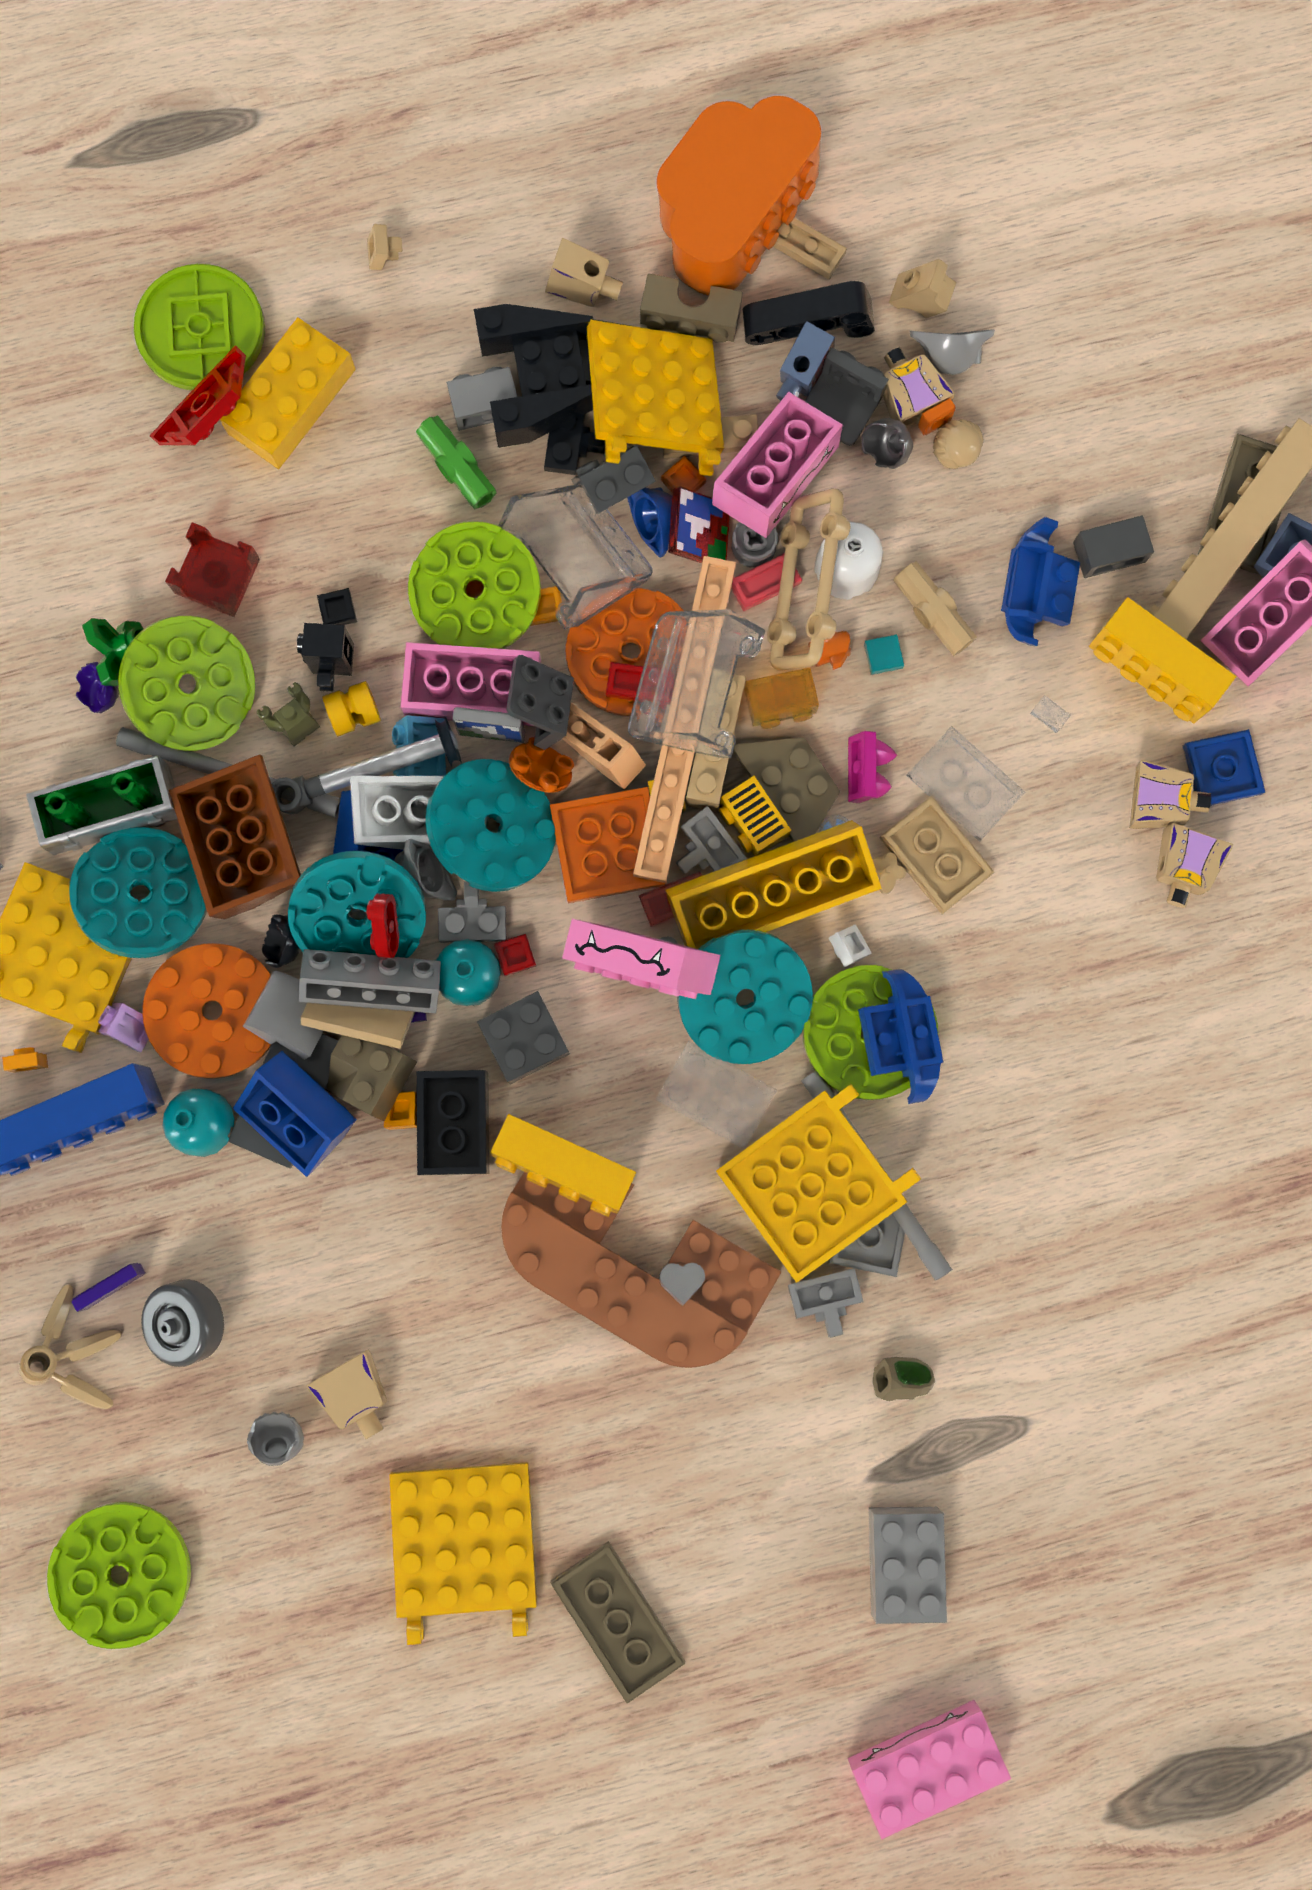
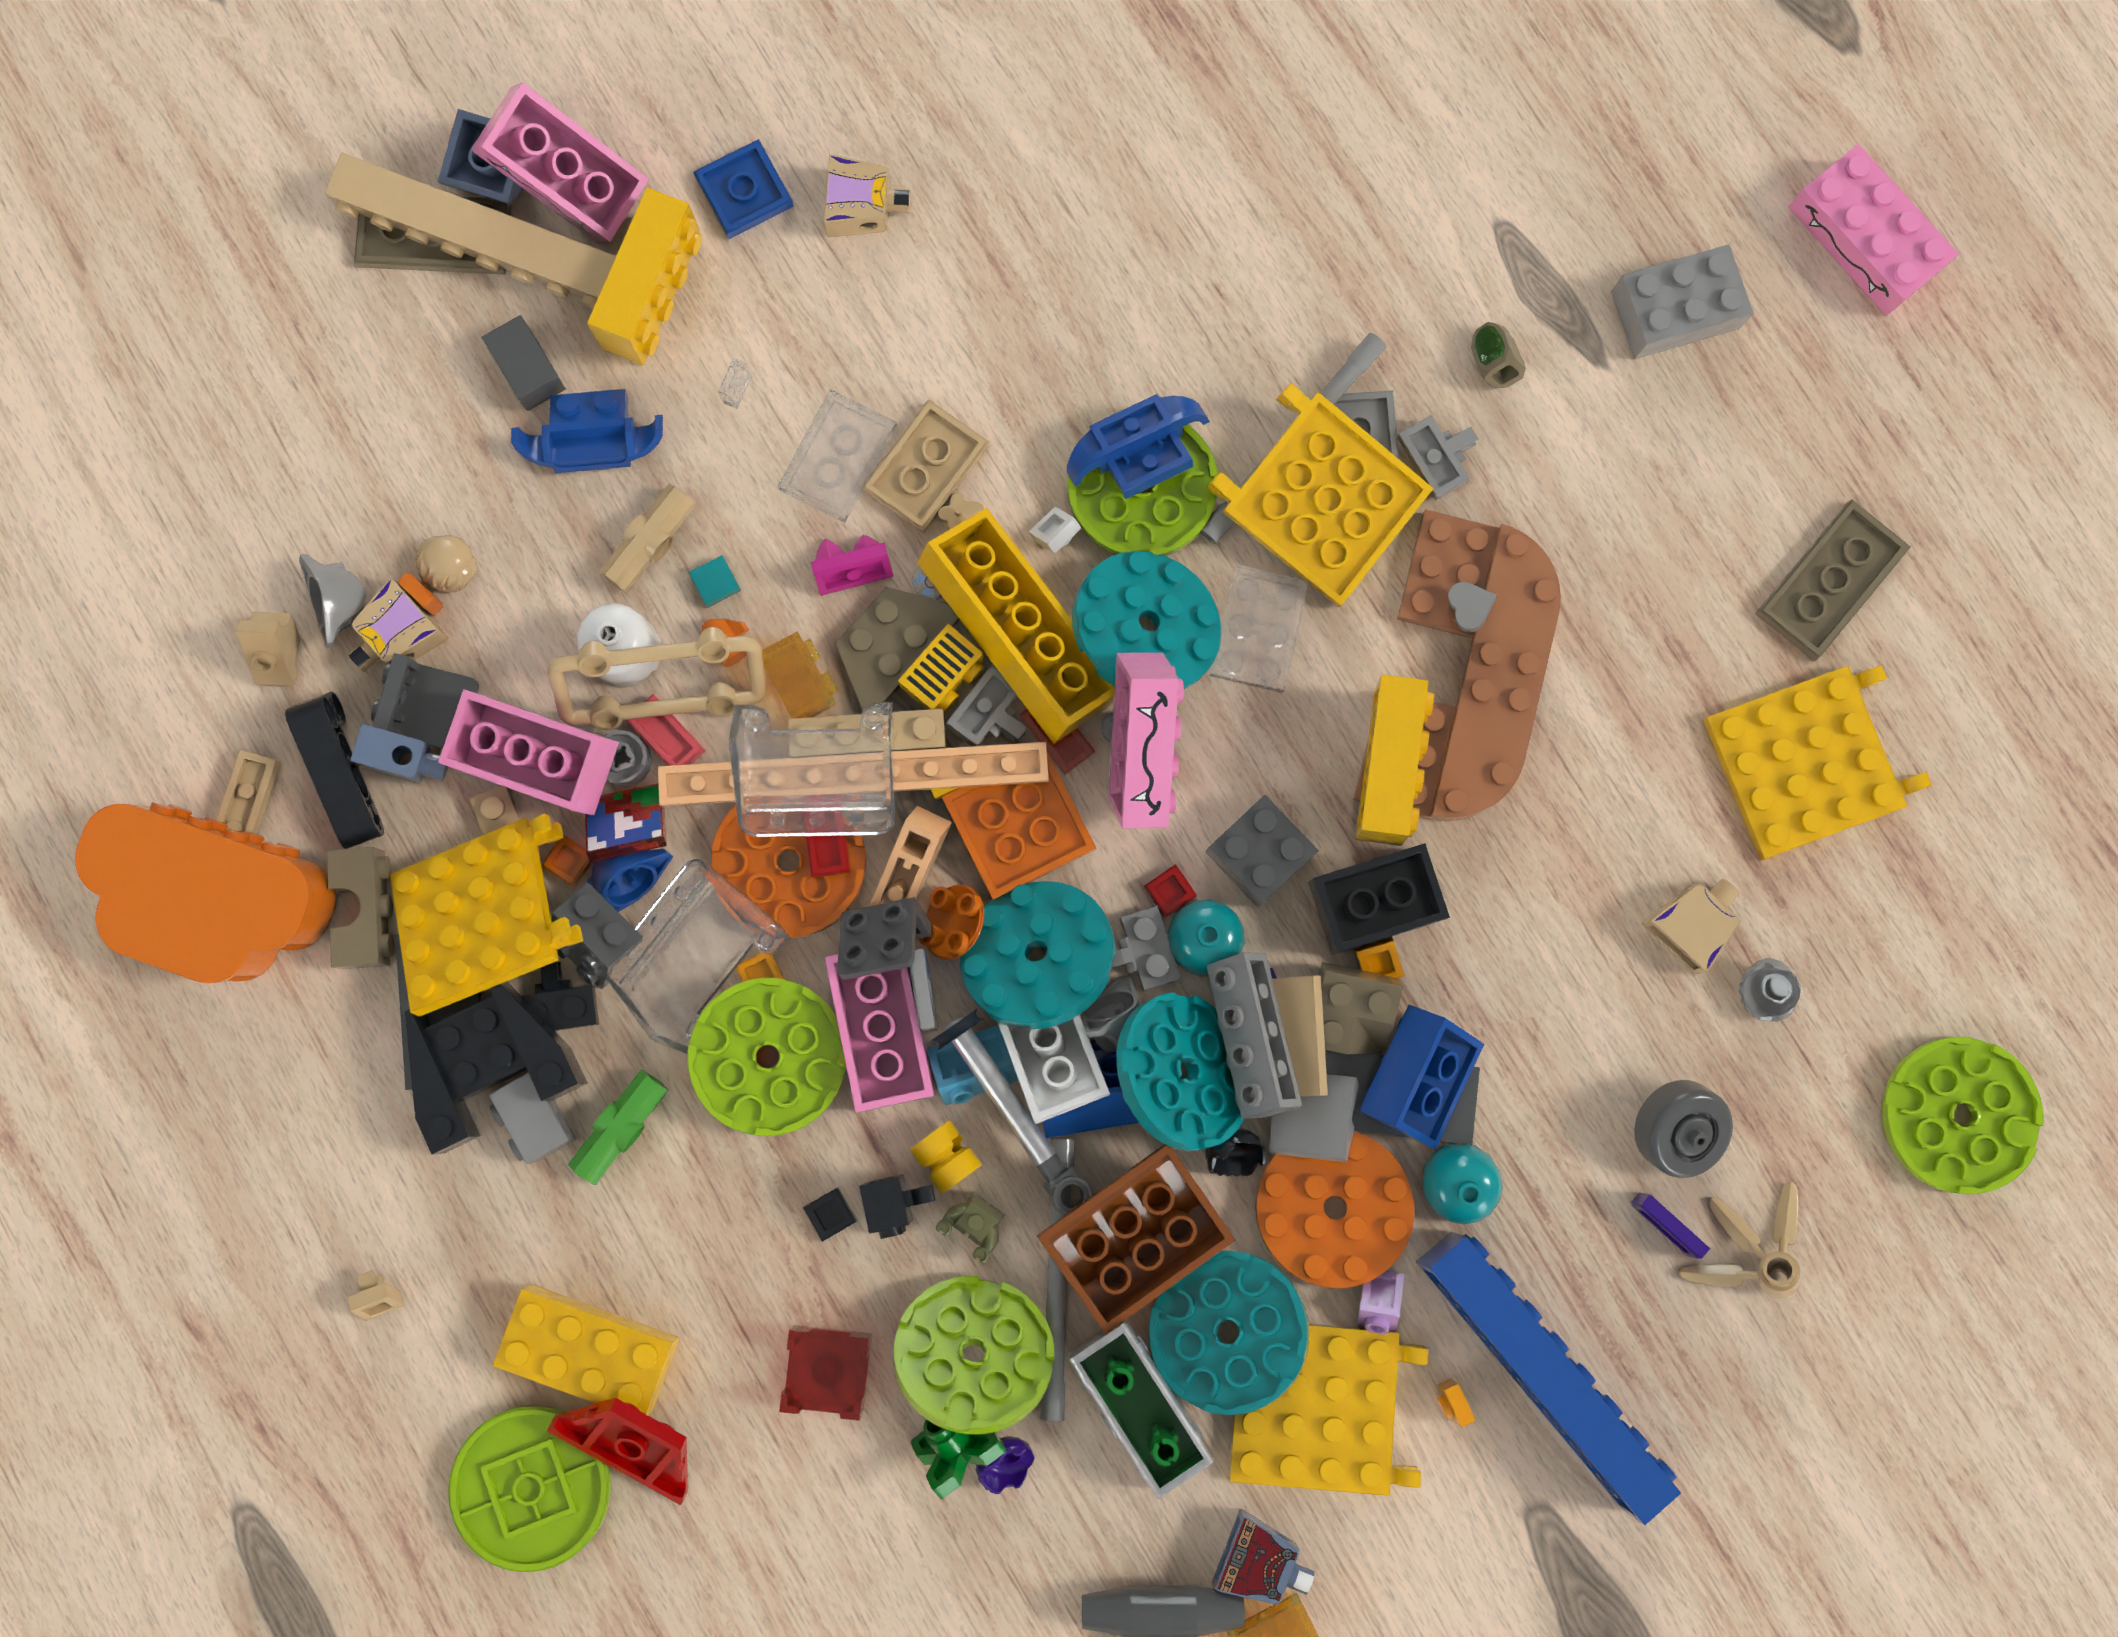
camera: 105 degrees left, 0 degrees up
(384, 925) = (1199, 1031): red plate -> none
(580, 275) = (352, 1046): tan torso -> none
(887, 442) = (467, 638): flat silver hair -> none
(1164, 797) = (795, 241): torso -> none

